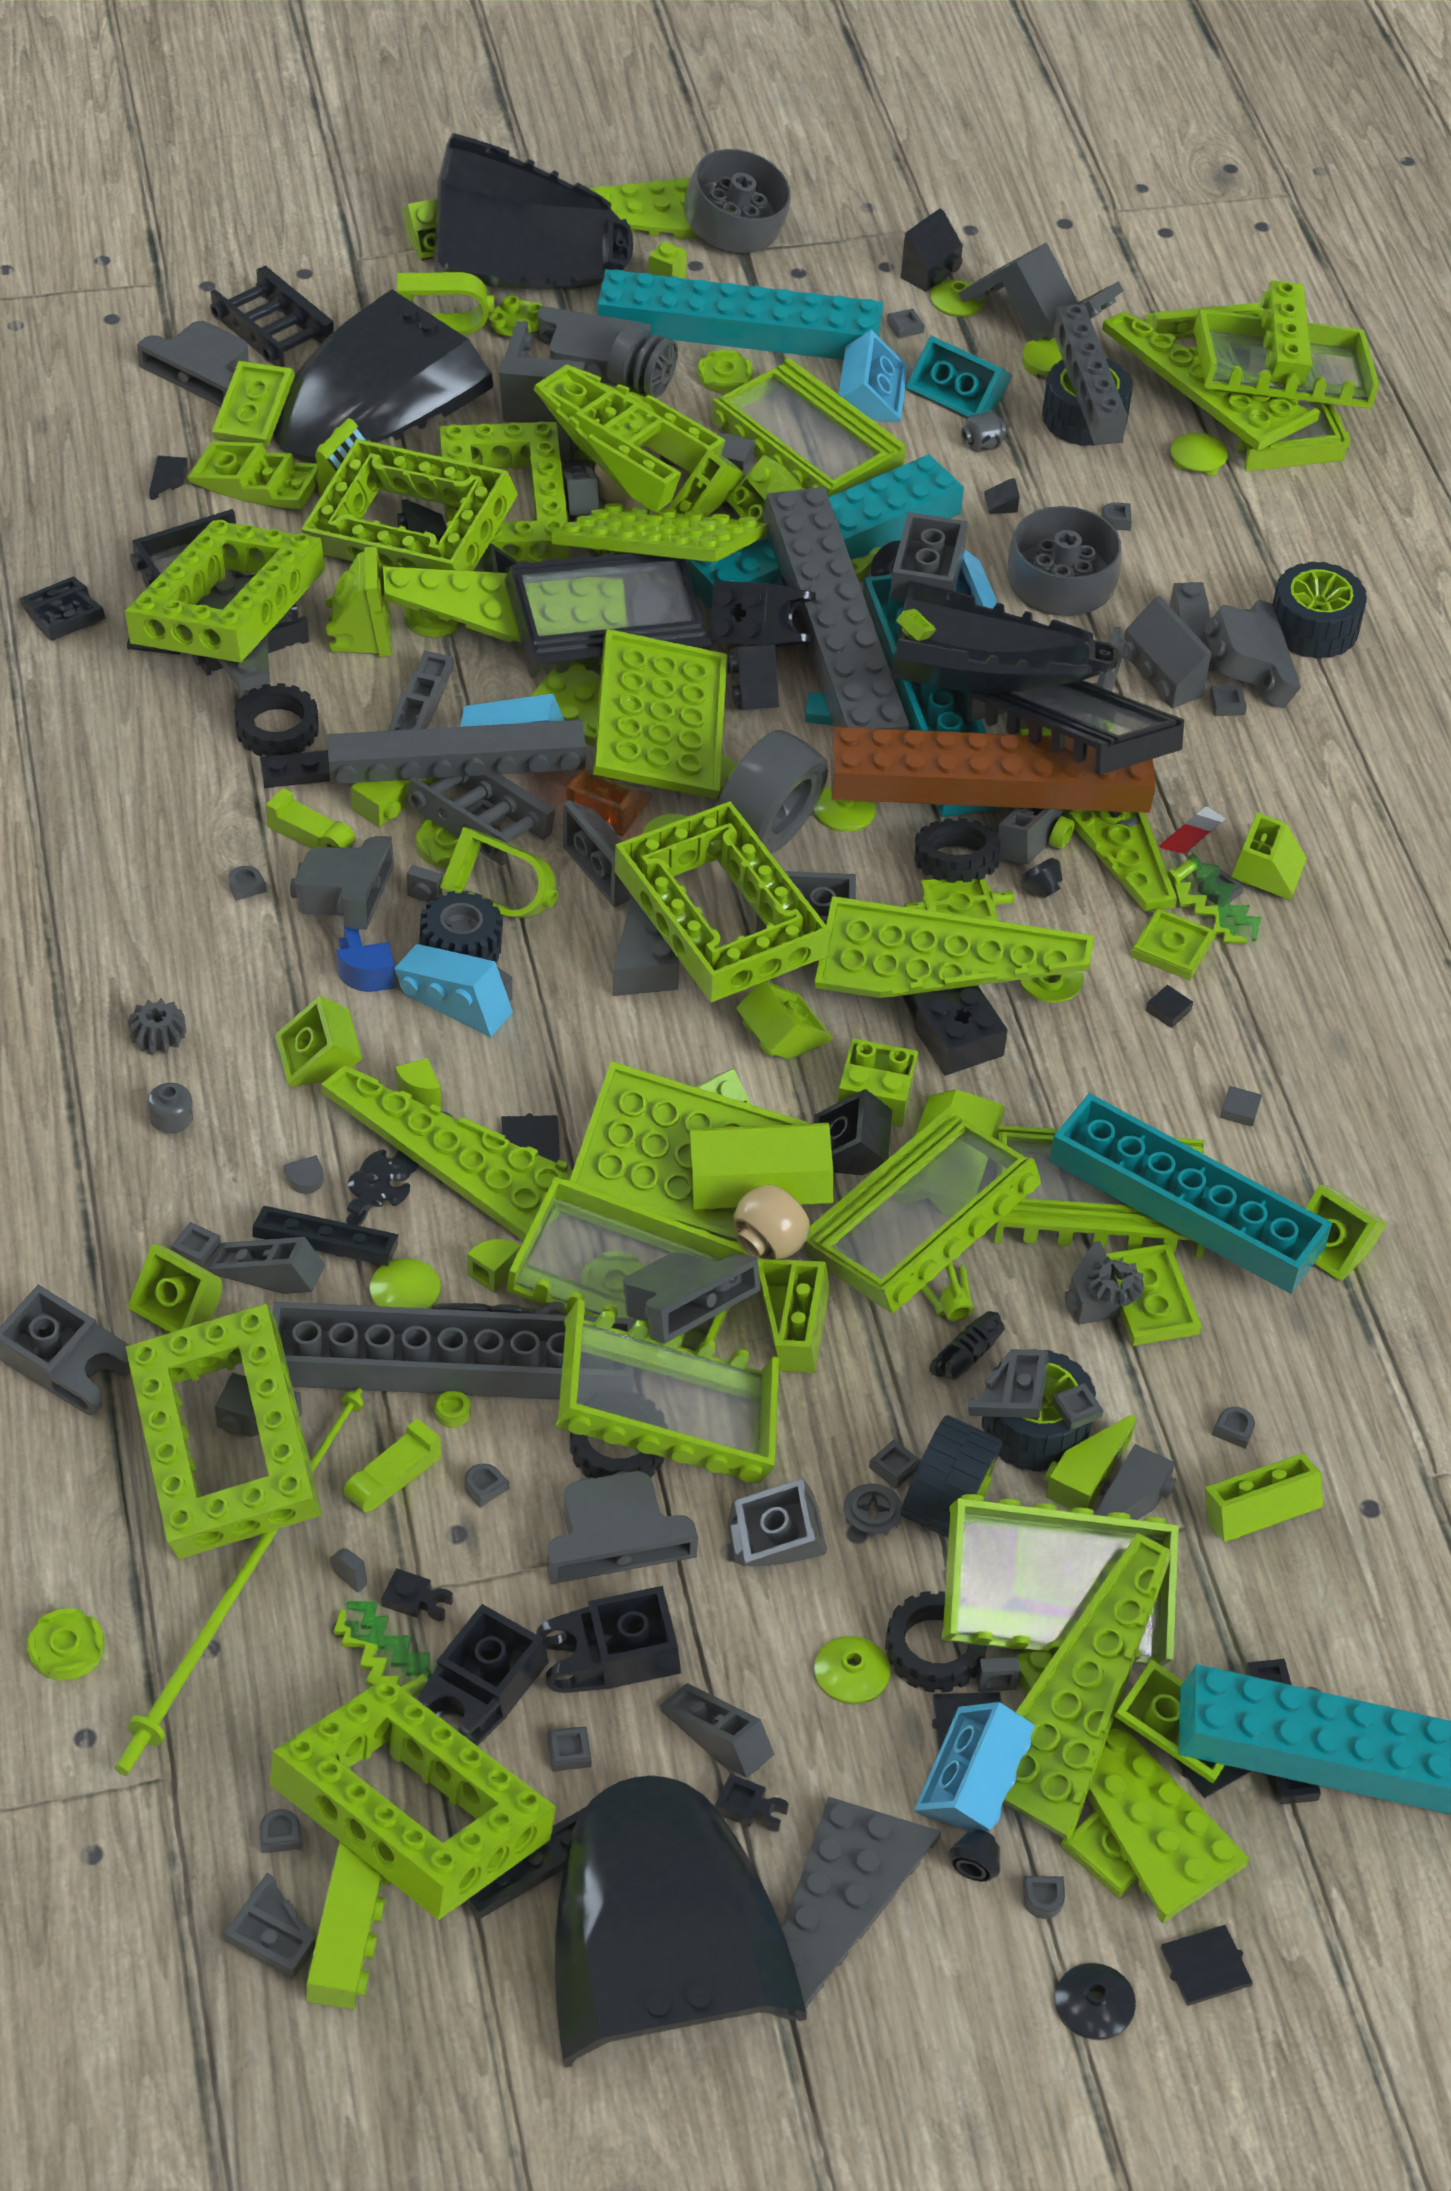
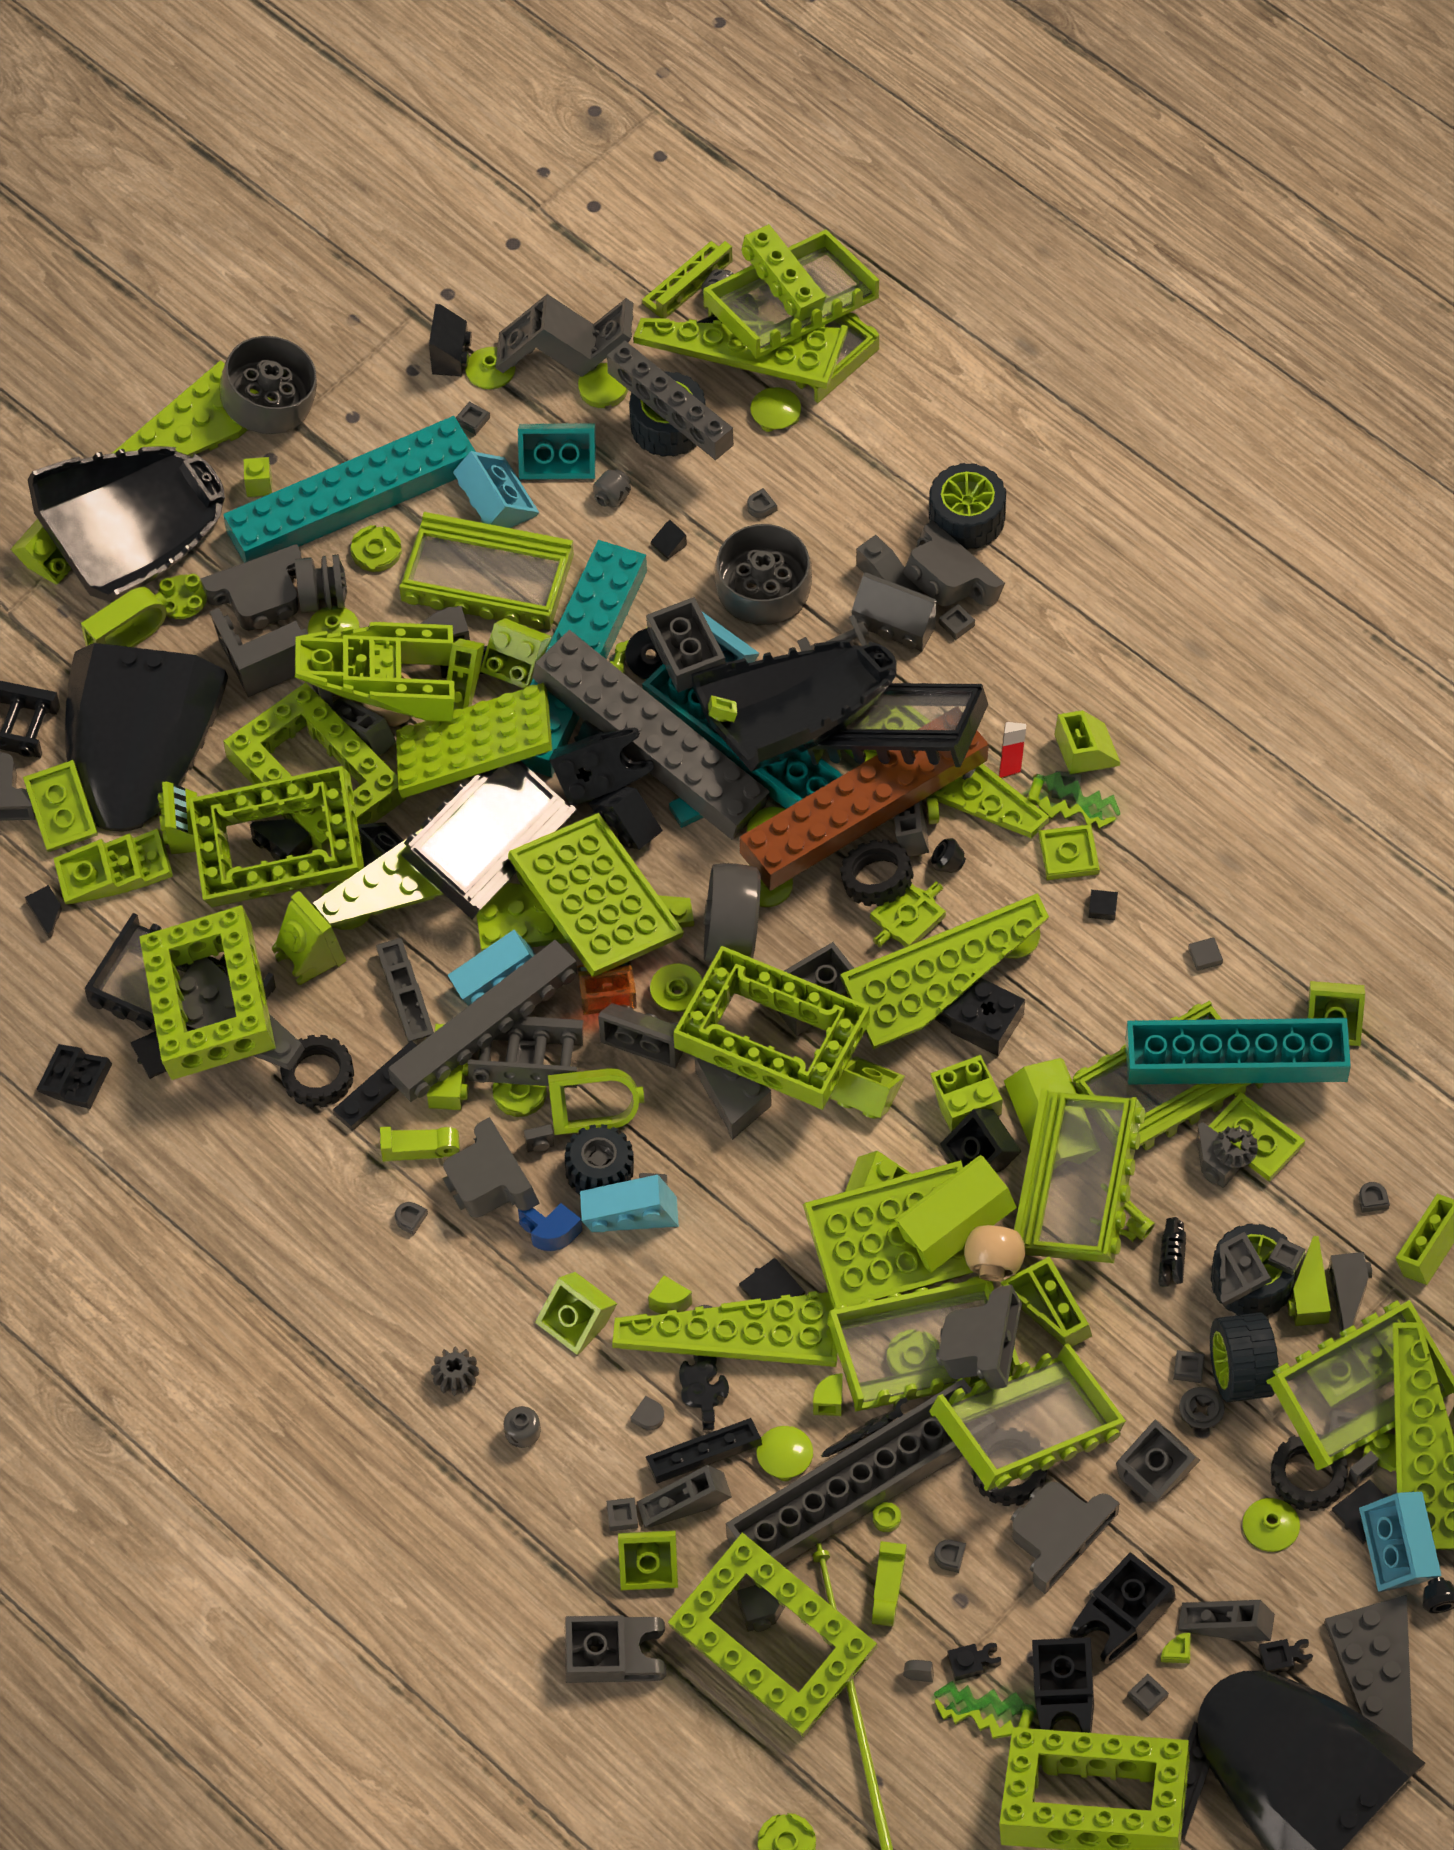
camera: 30 degrees left, 10 degrees up
(641, 1726) = (1177, 1650): none -> lime tile

